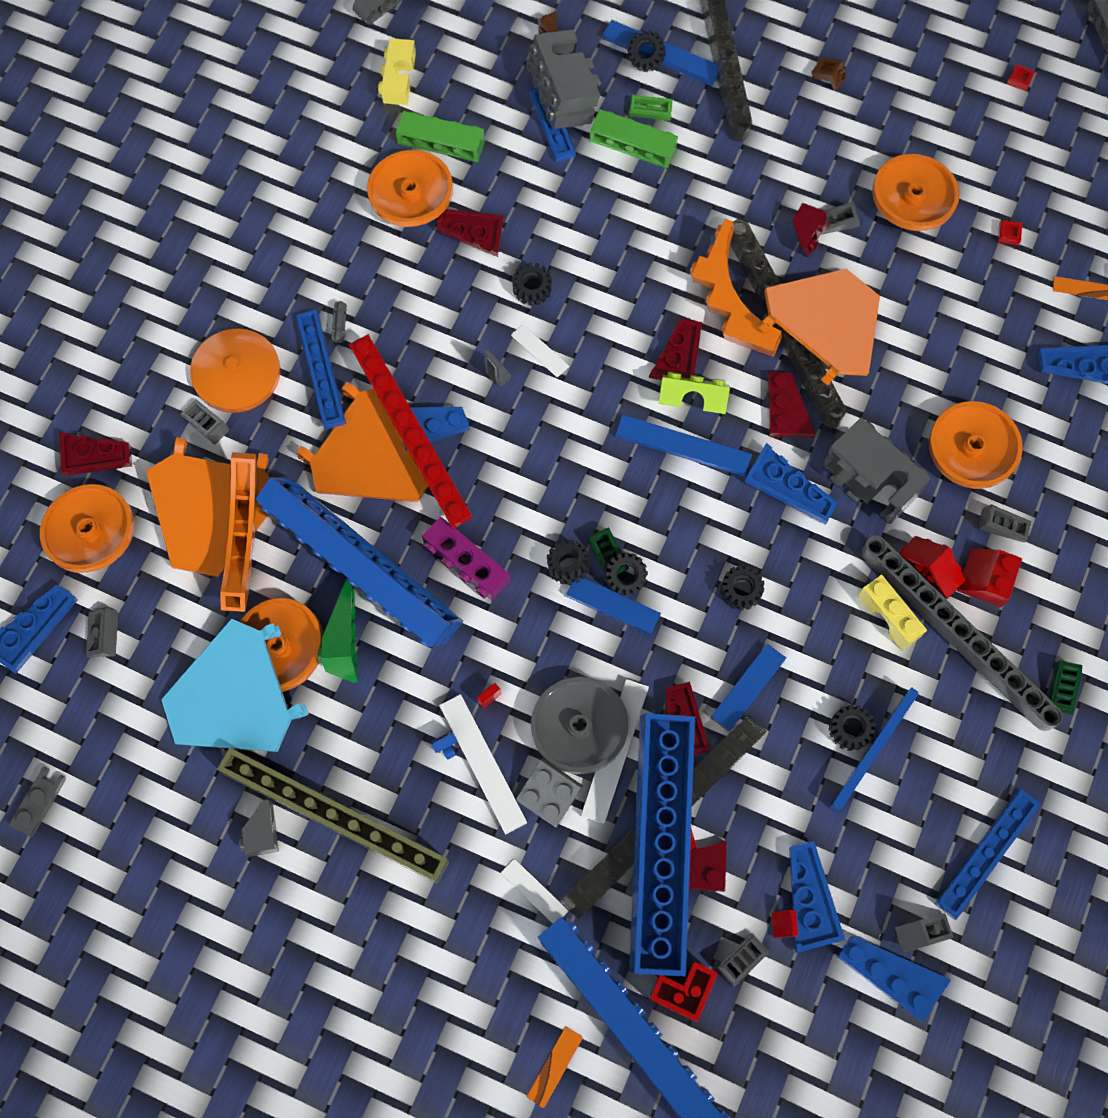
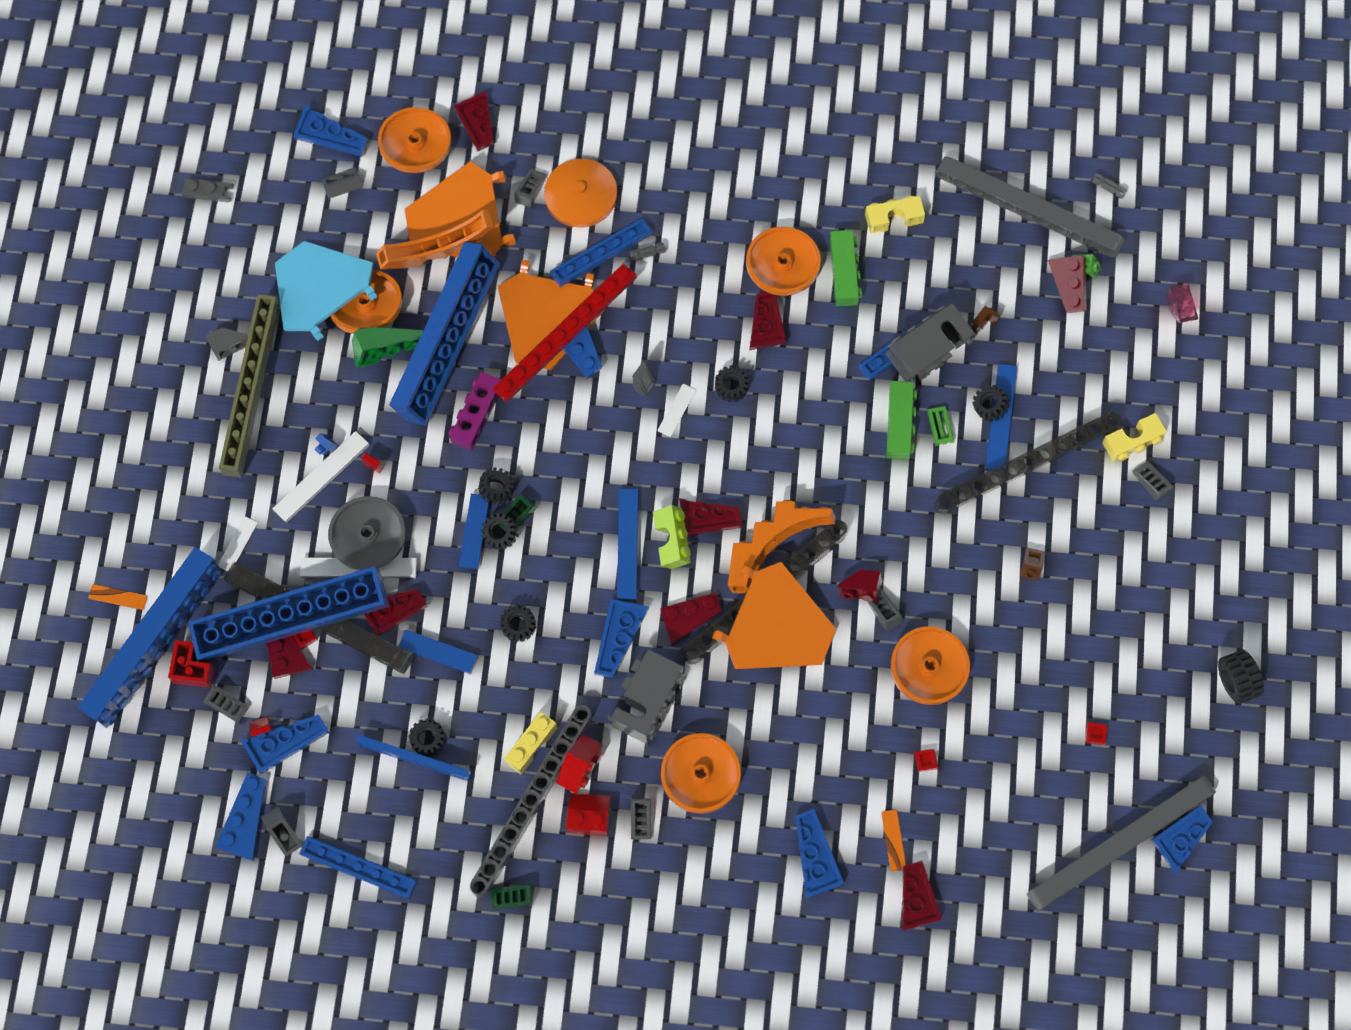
camera: 75 degrees right, 0 degrees up
(549, 792) = (310, 528): plate -> none

